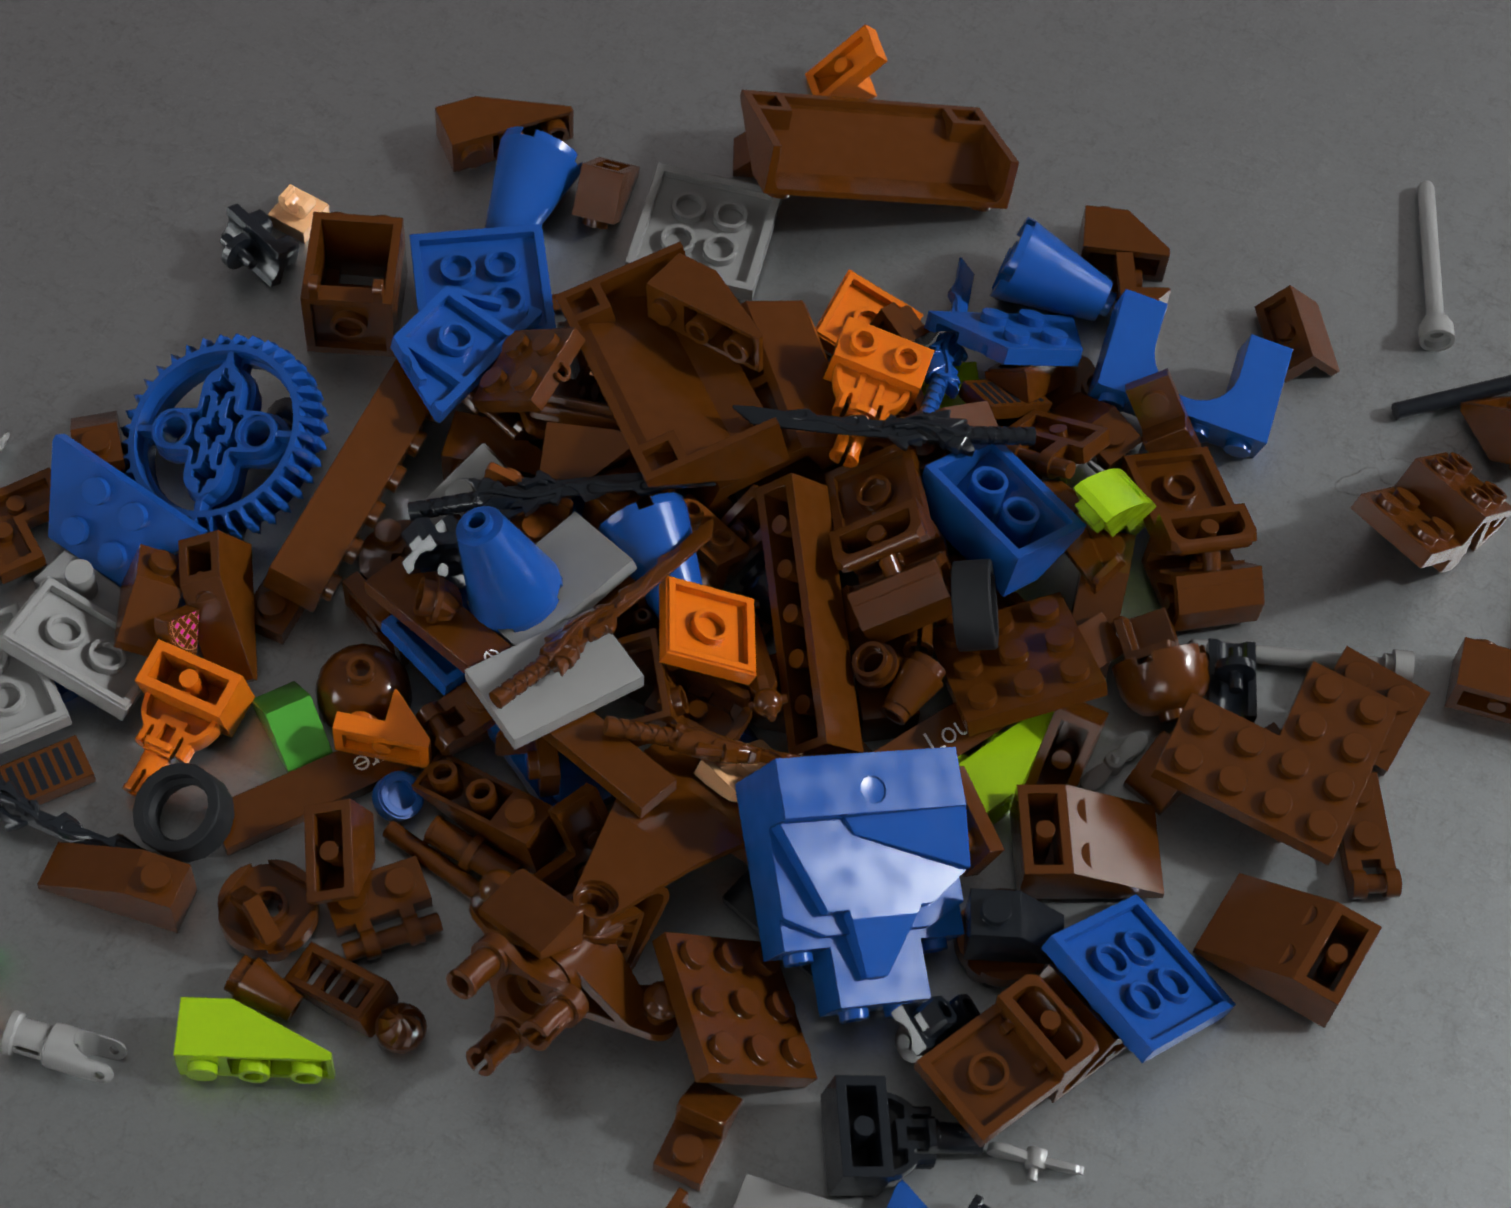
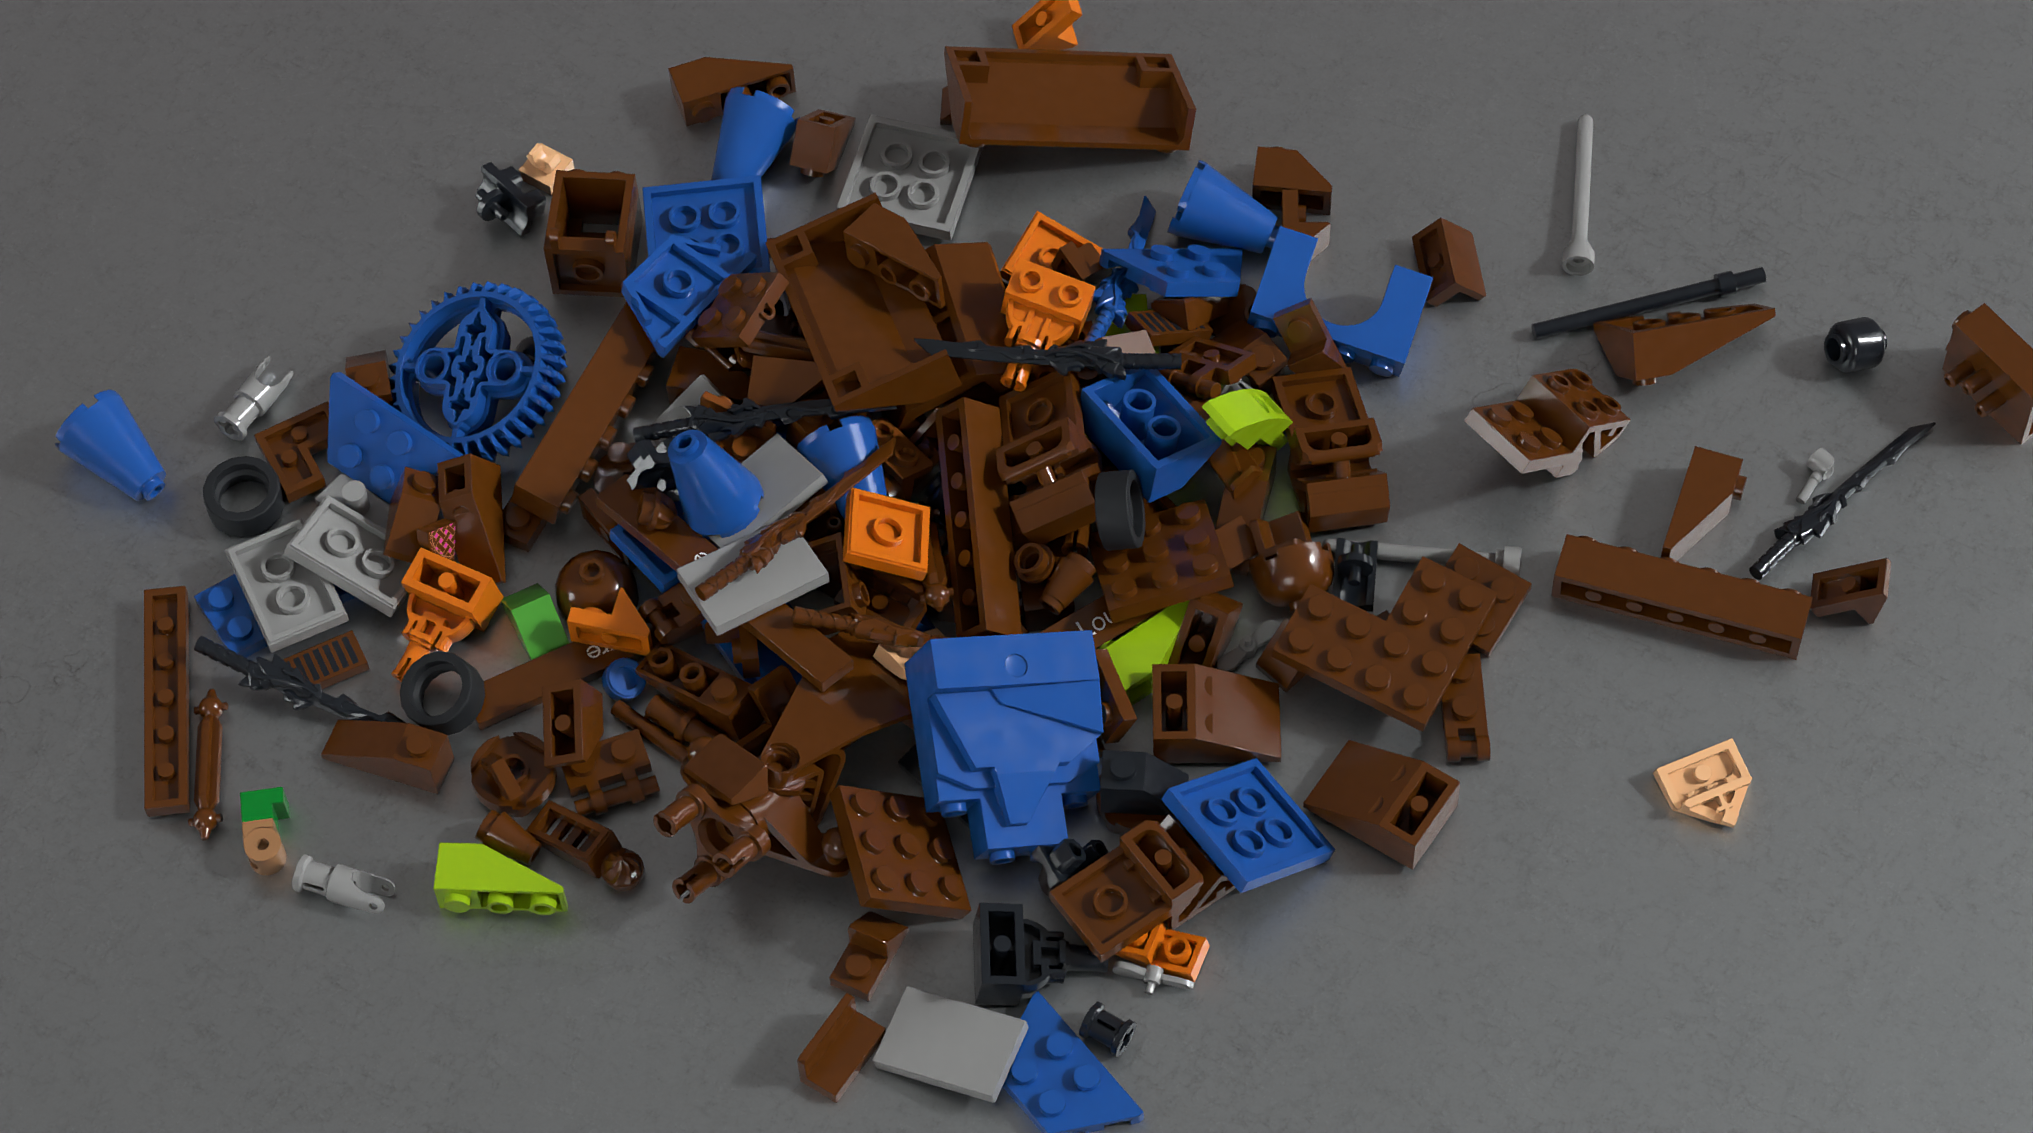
camera: 10 degrees right, 0 degrees up
(1057, 1128) = (1172, 950): none -> orange slope

